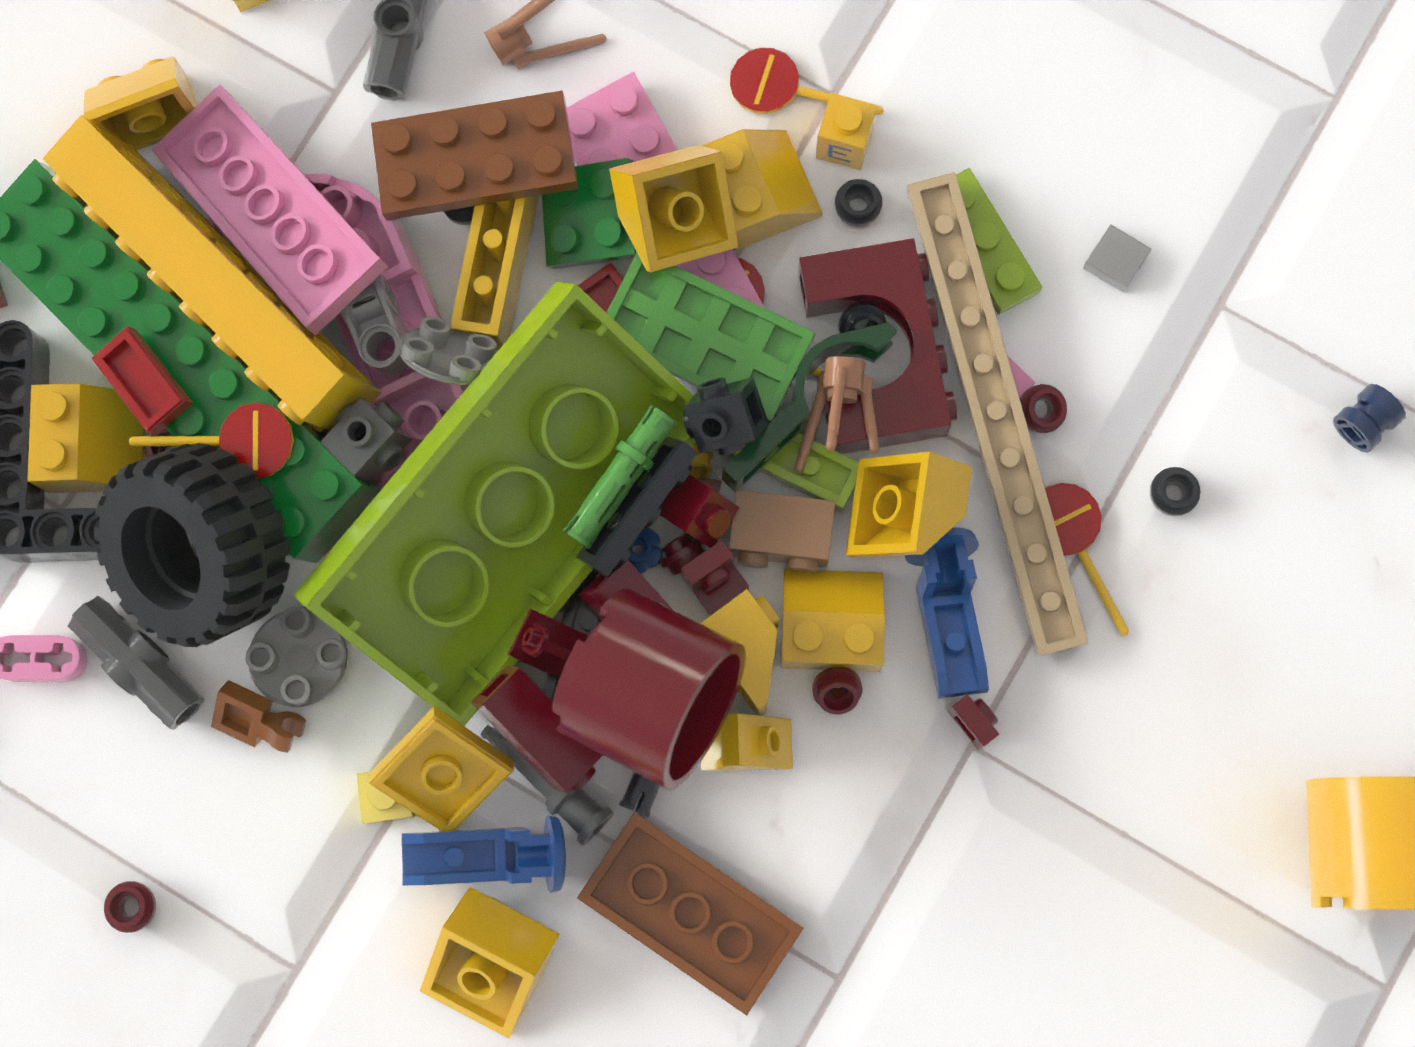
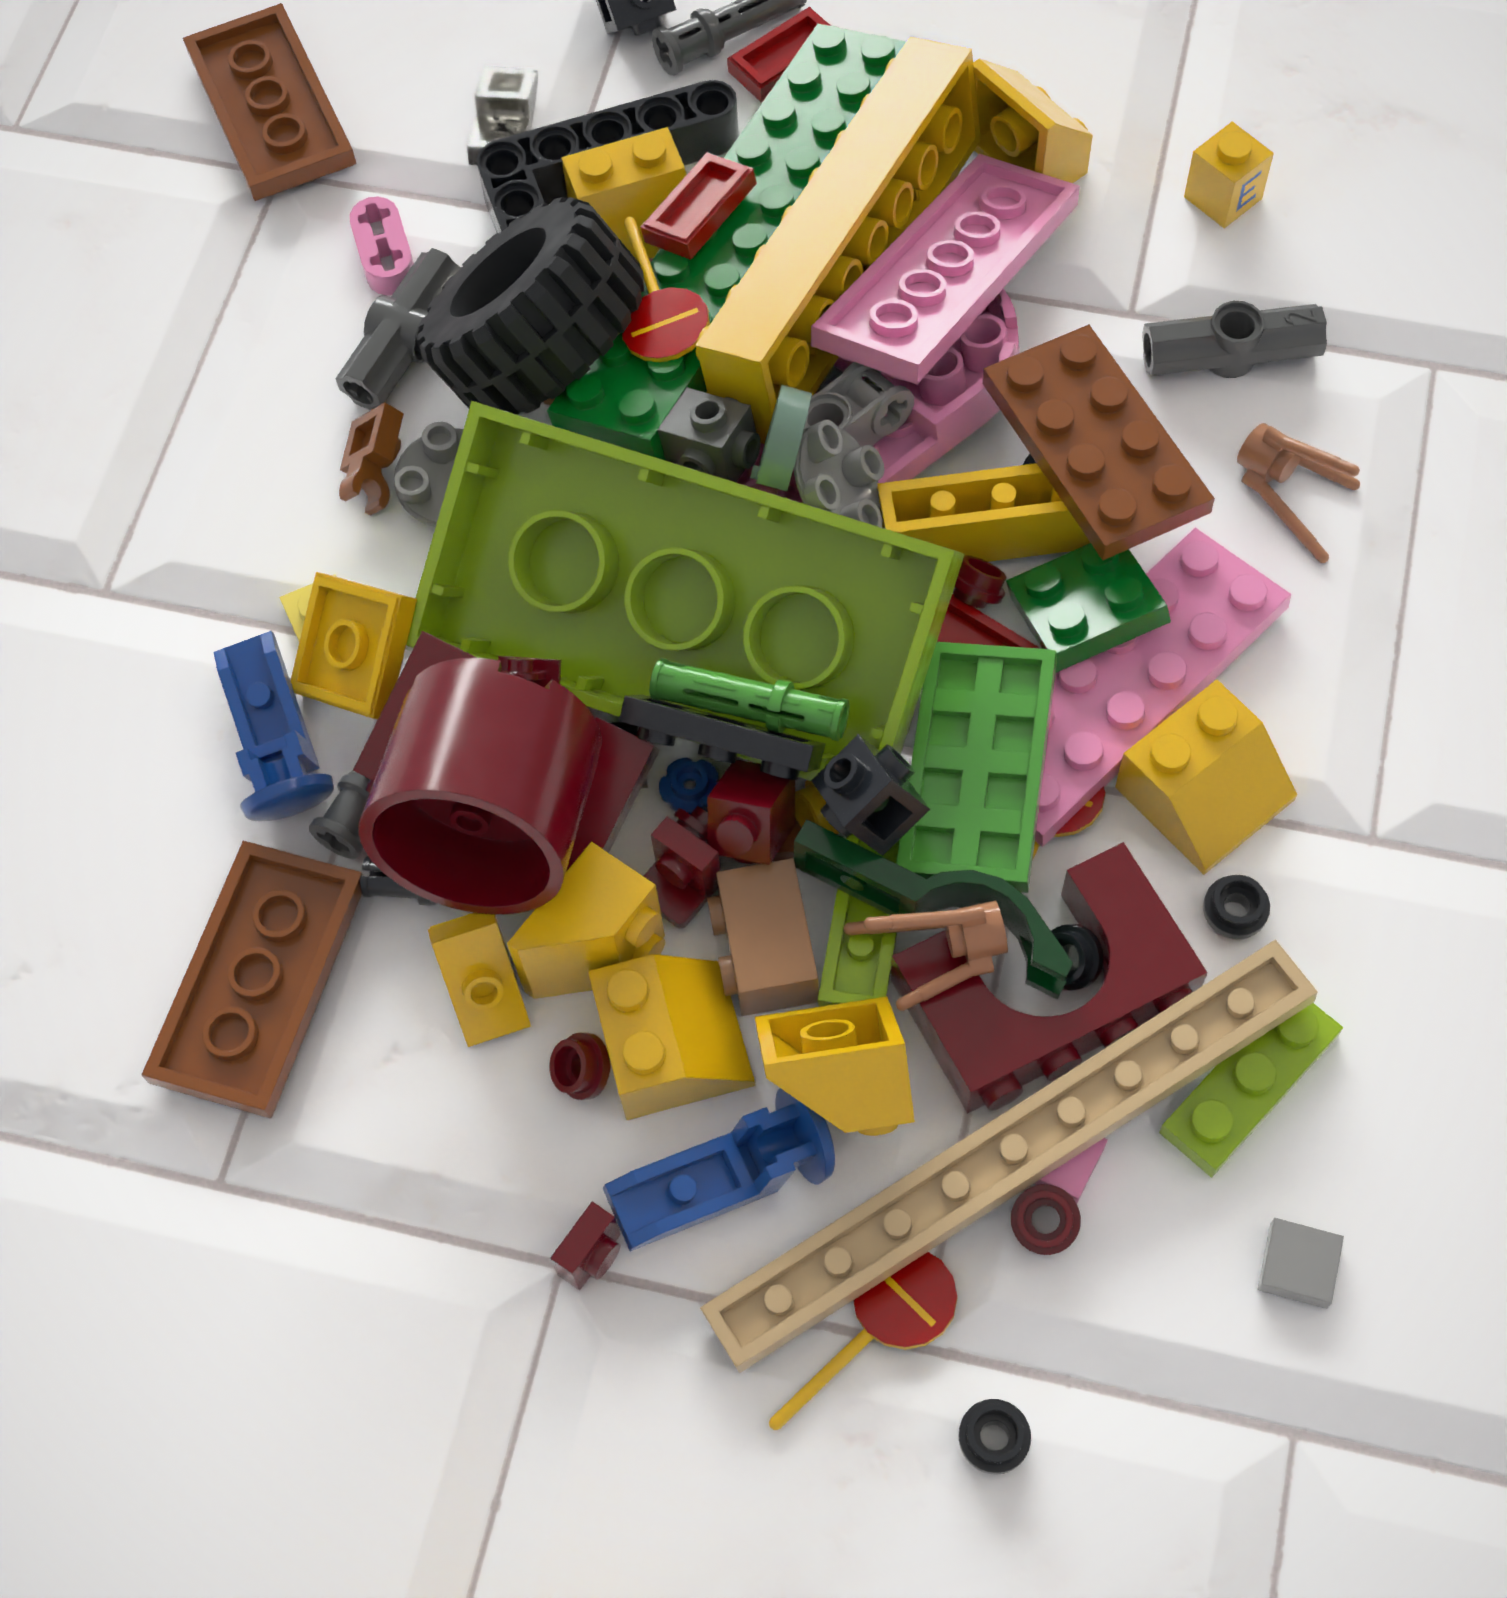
camera: 70 degrees right, 15 degrees down
(115, 902) = (127, 401): dark red plate -> none
(407, 382) = (783, 438): none -> sand green piece
(488, 961) = (151, 772): yellow slope -> none
(537, 283) = (979, 583): none -> dark red plate
(675, 206) = (1121, 670): yellow slope -> none
(768, 81) = (1358, 758): red piece -> none
(845, 131) = (1322, 856): yellow brick -> none

